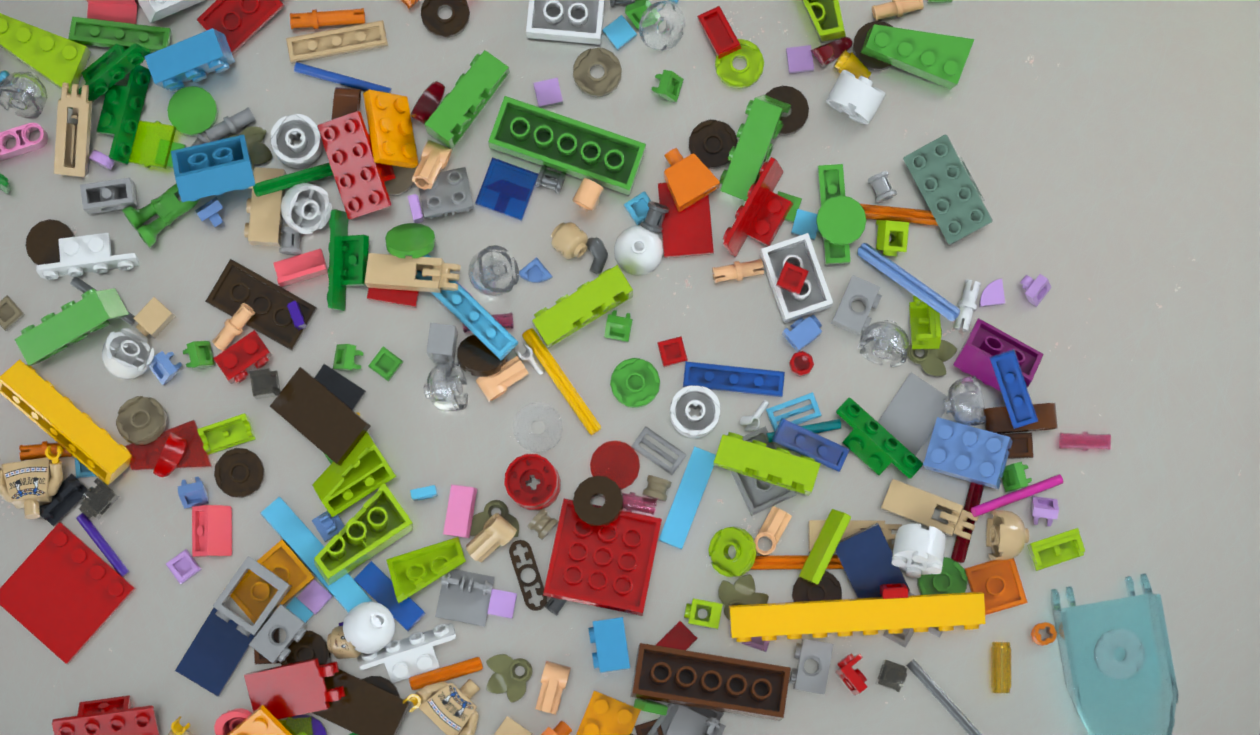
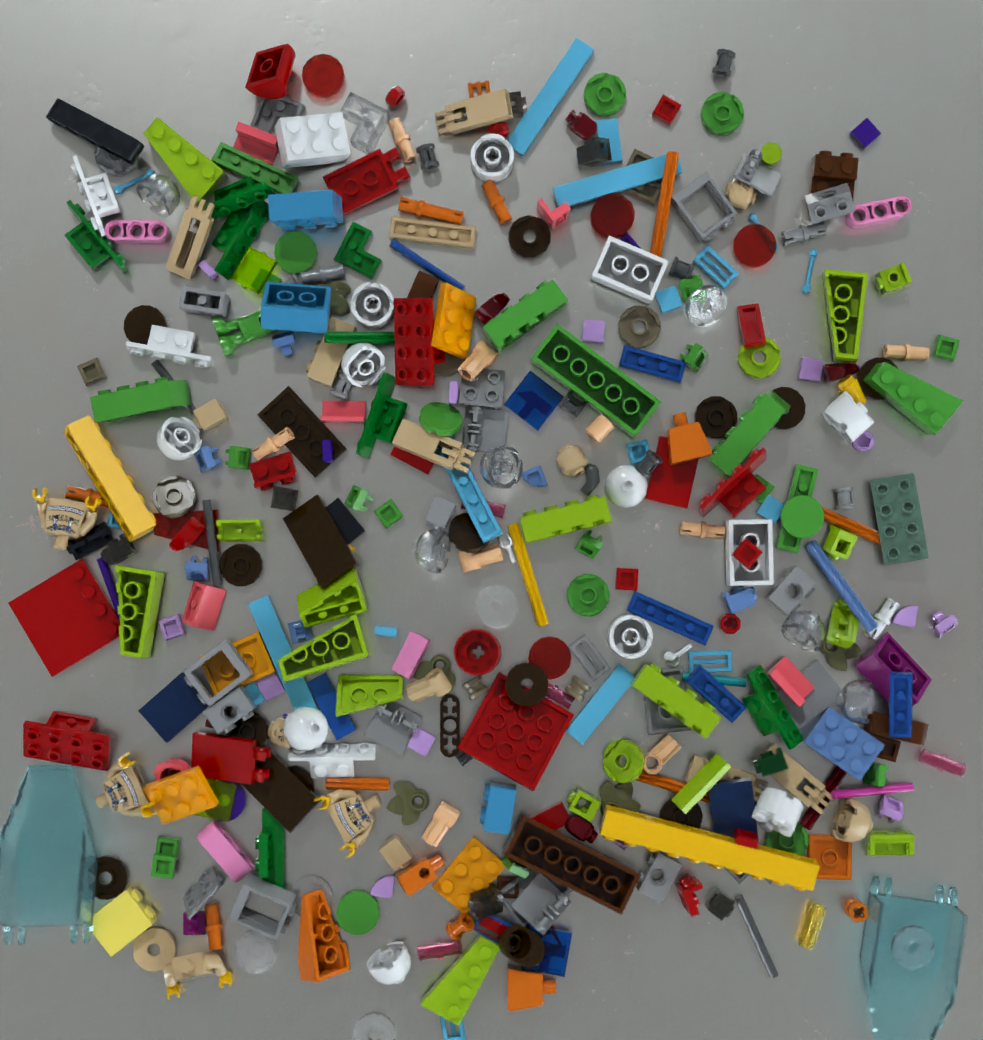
camera: 20 degrees right, 5 degrees up
(140, 555) = (138, 609): none -> lime wedge
(199, 456) = (211, 540): none -> dark grey bar
(255, 91) = (352, 253): none -> green tile
(461, 236) = (484, 429): none -> light grey hinge
(624, 108) = (652, 364): none -> blue tile
(709, 641) = (580, 828): none -> dark red arm
(883, 119) = (864, 442): none -> lavender tile
(888, 404) = (790, 681): none -> coral panel
(894, 499) = (770, 763): none -> dark green brick

